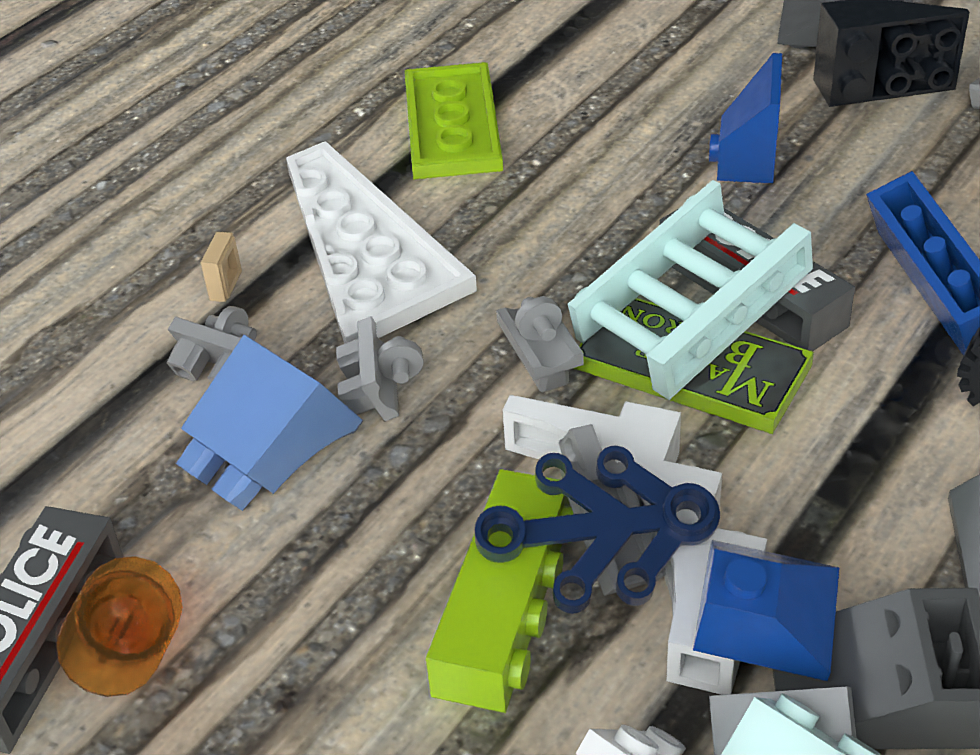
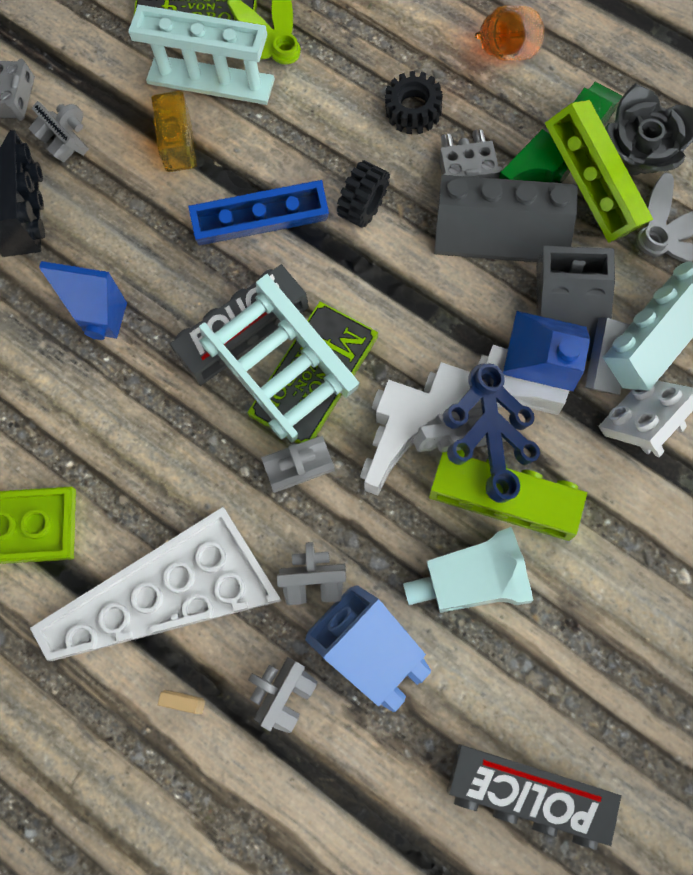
camera: 85 degrees left, 30 degrees up
(119, 626) = (549, 726): clear orange piece -> none
(370, 557) = (475, 576): none -> light aqua piece

